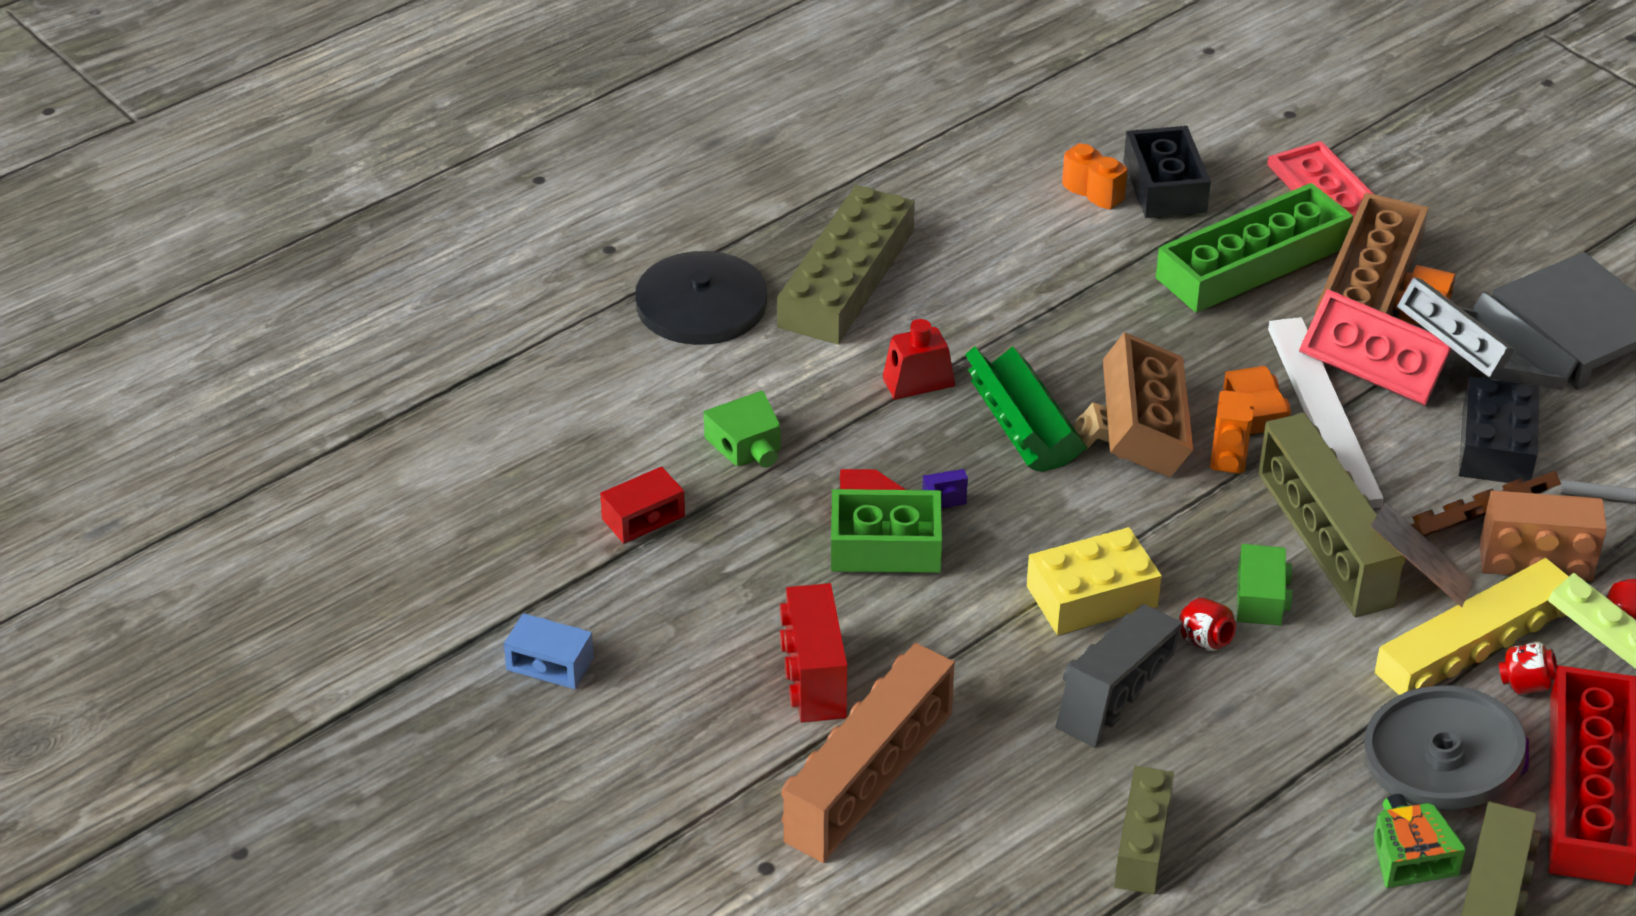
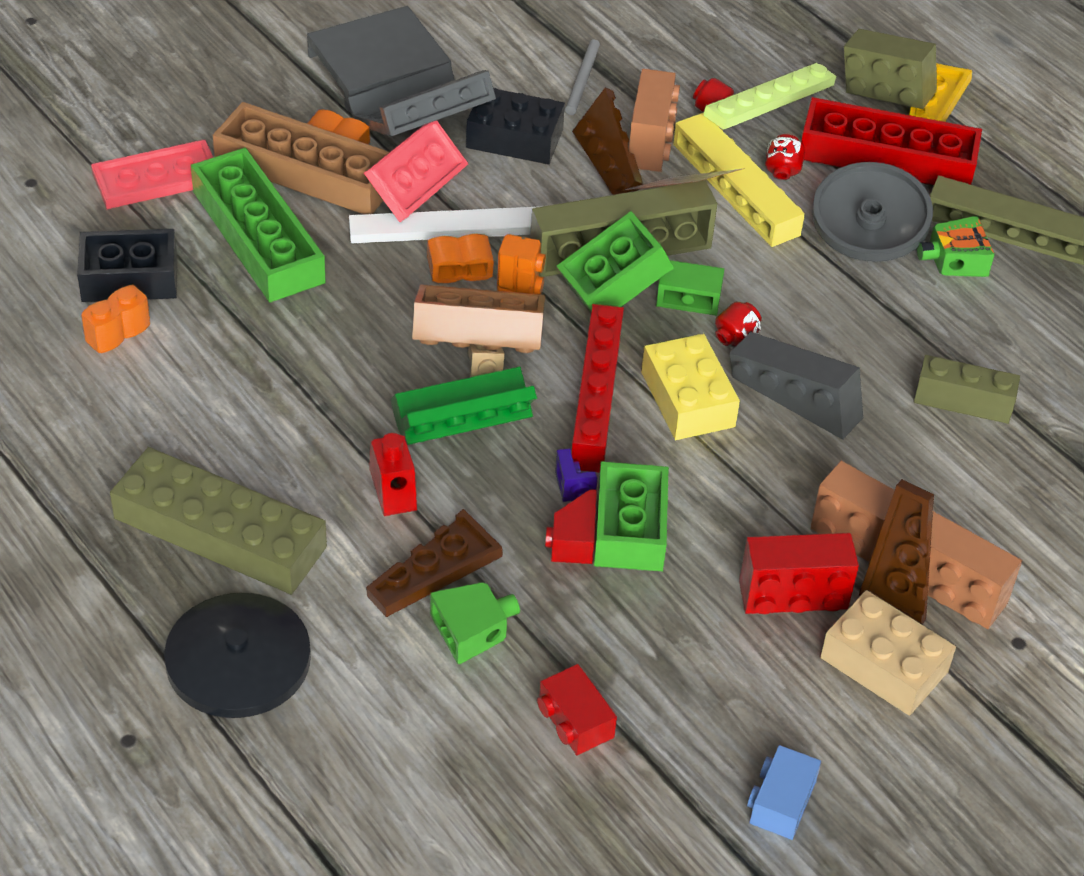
camera: 90 degrees left, 5 degrees up
(726, 734) = (887, 652): none -> tan brick
(817, 409) = (443, 560): none -> reddish brown wing
(832, 707) = (902, 552): none -> reddish brown wing
(1076, 507) = (597, 387): none -> red brick
(1252, 501) = (616, 264): none -> bright green brick

